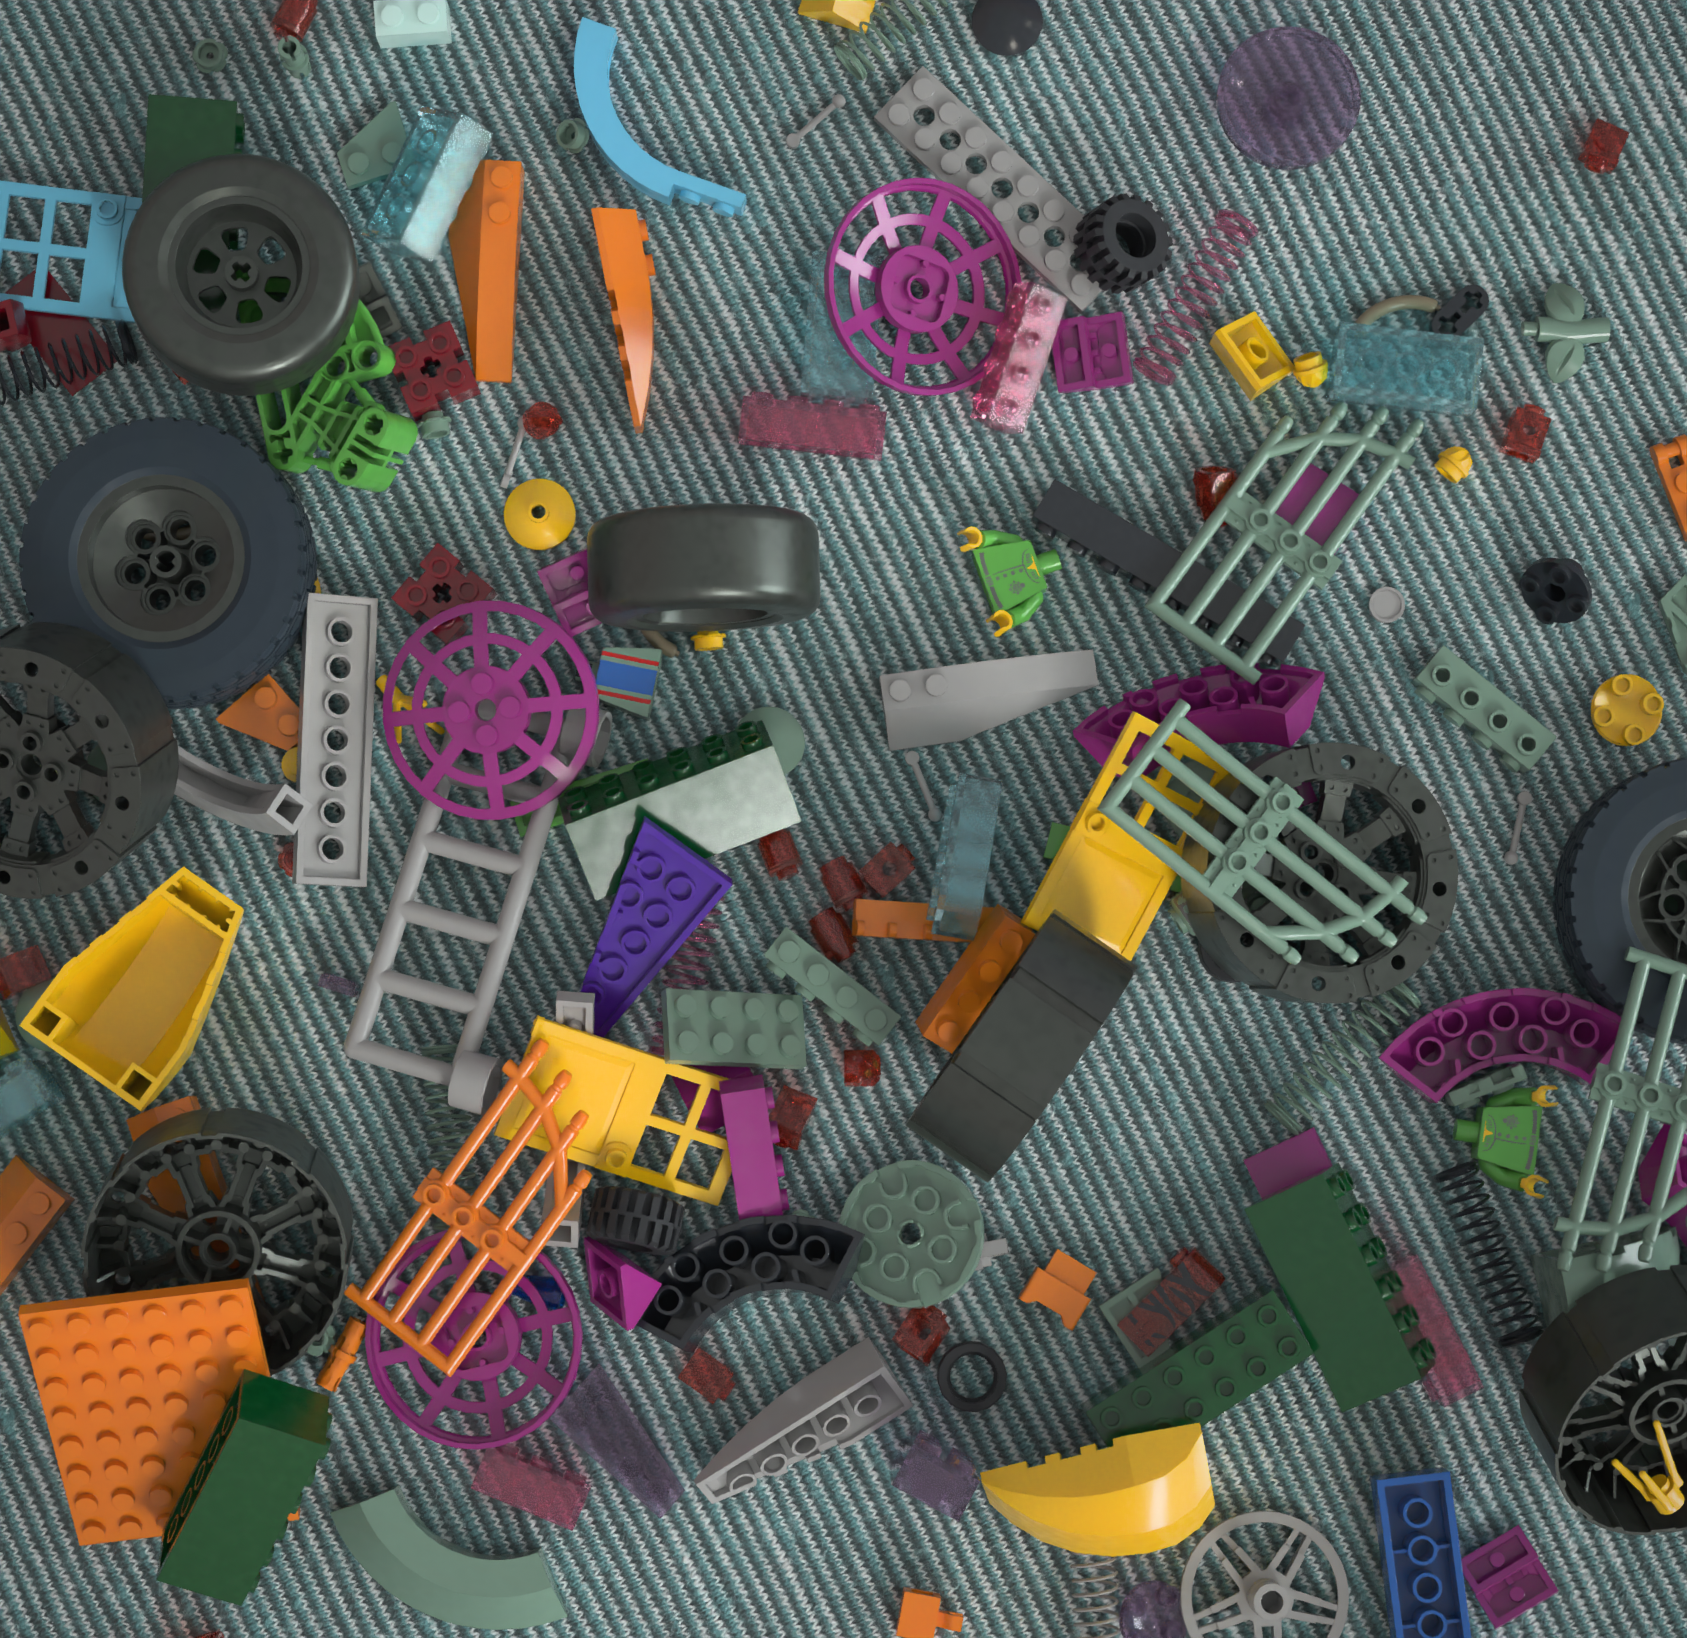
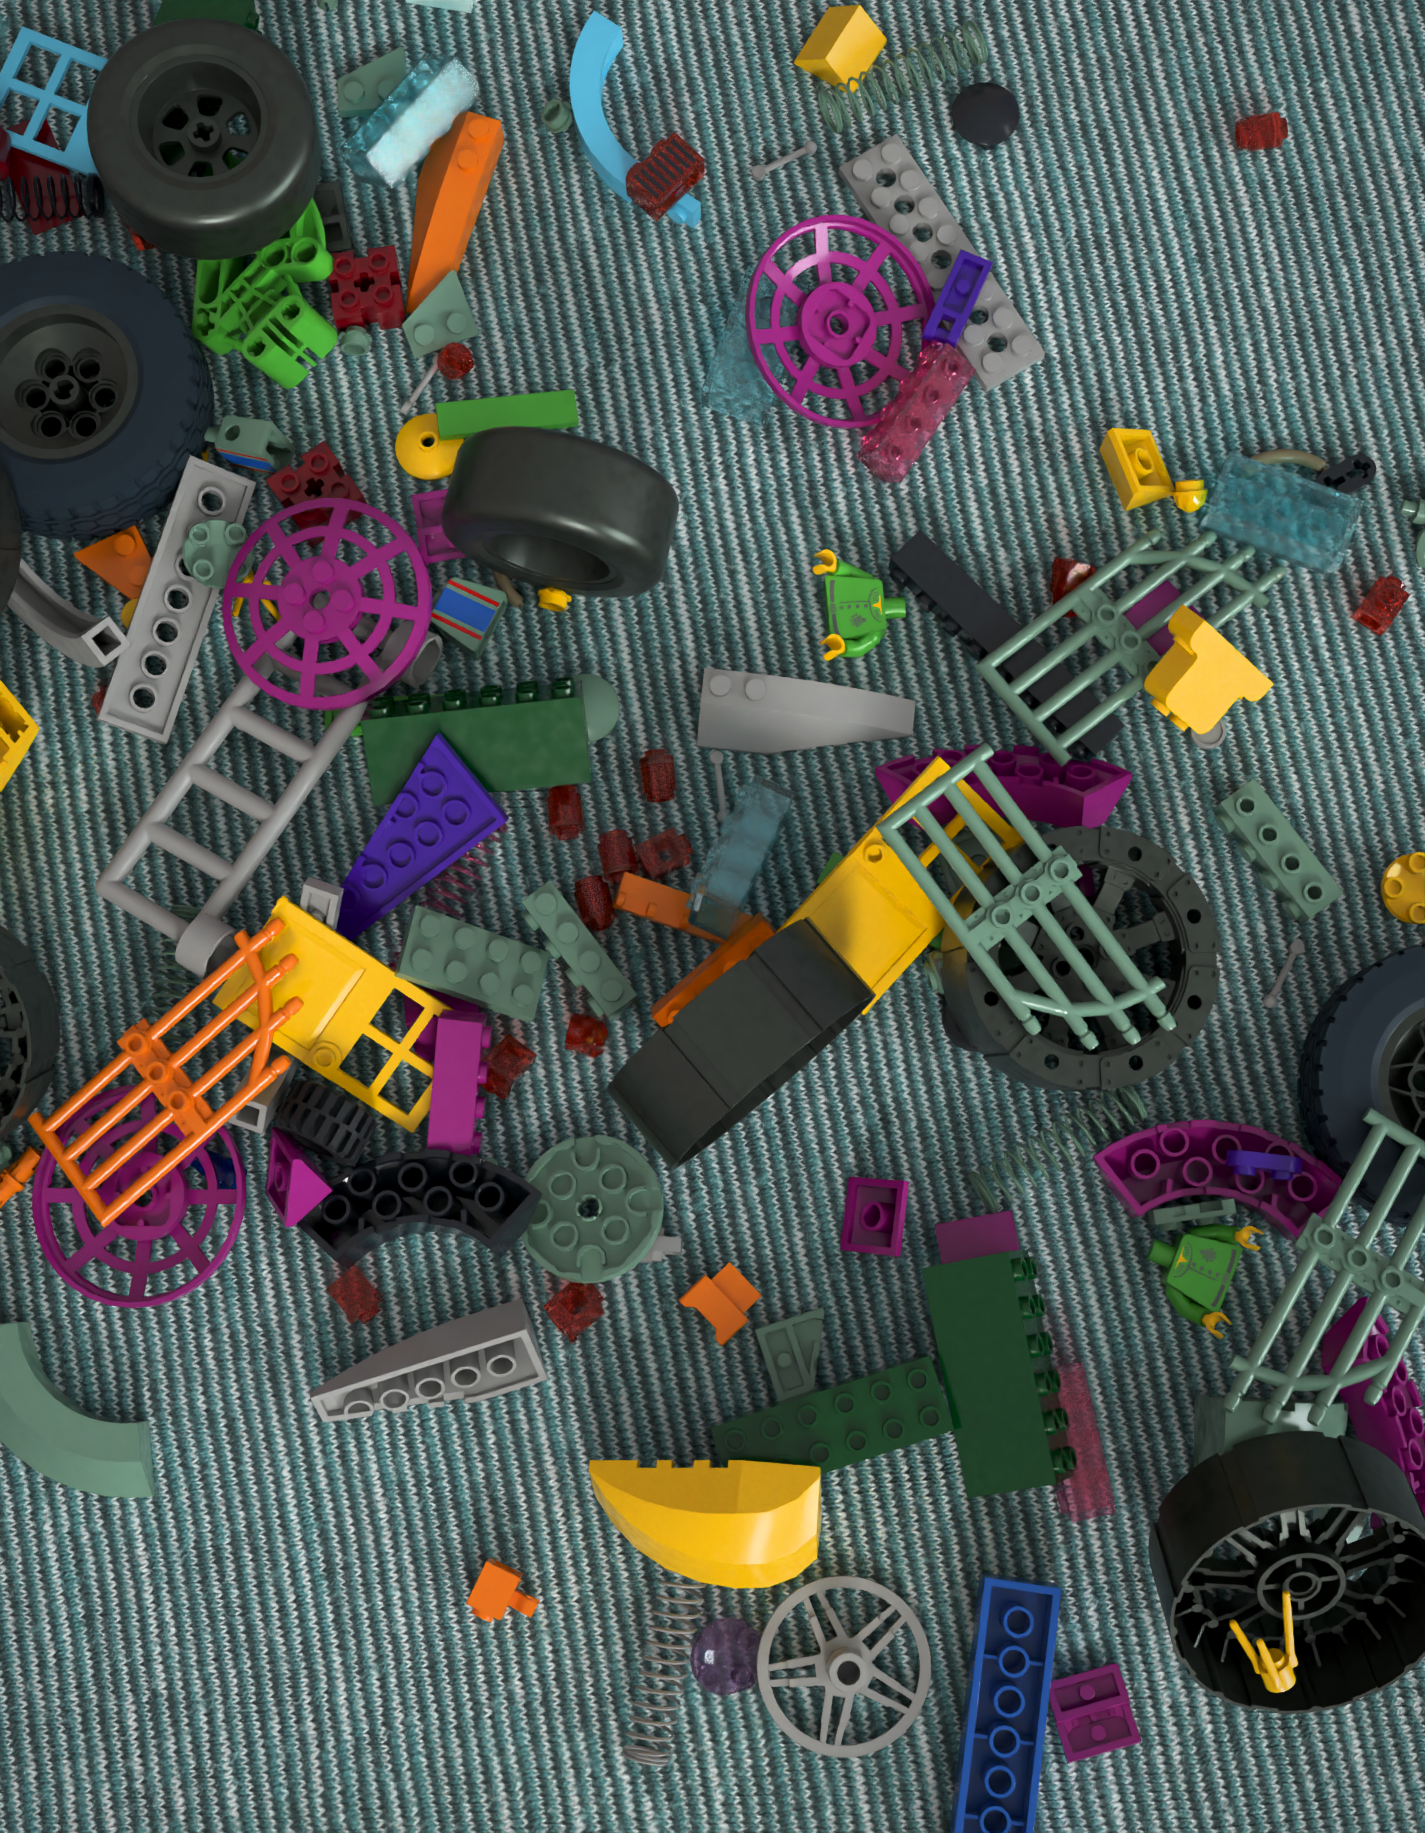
camera: 20 degrees right, 5 degrees down
(339, 984) = (111, 825): clear purple tile -> none
(359, 683) = (212, 549): none -> sand green dish
(363, 564) = (251, 444): none -> sand green torso
(515, 381) = (440, 319): none -> sand green wing
(532, 1485) = (154, 1356): clear pink brick -> none
(609, 463) = (536, 410): none -> bright green tile
(613, 1437) = (246, 1331): clear purple wedge -> none
(630, 296) = (569, 255): orange wedge -> none
(704, 180) = (664, 176): none -> clear red brick
(812, 427) = (705, 428): clear pink brick -> none
(860, 792) = (658, 776): none -> clear red brick
(934, 1475) = (543, 1449): clear purple brick -> none
(999, 1376) = (584, 1365): black tyre -> none
(1031, 230) = (957, 298): none -> dark purple plate
(1092, 353) = (986, 429): magenta slope -> none
(1142, 232) = (1059, 321): black tyre -> none
(1172, 1300) = (828, 1342): clear red door -> none
(1184, 1168) = (874, 1216): none -> magenta slope
(1231, 228) = (1052, 461): clear pink piece -> none
(1288, 98) = (1231, 242): clear purple dish -> none
(1368, 558) = (1201, 675): none -> yellow brick
(1454, 463) = (1305, 615): yellow plate -> none
(1524, 1333) = (1158, 1471): black piece -> none
(1526, 1026) = (1280, 1166): none -> dark purple plate
(1556, 590) = (1376, 755): black plate -> none

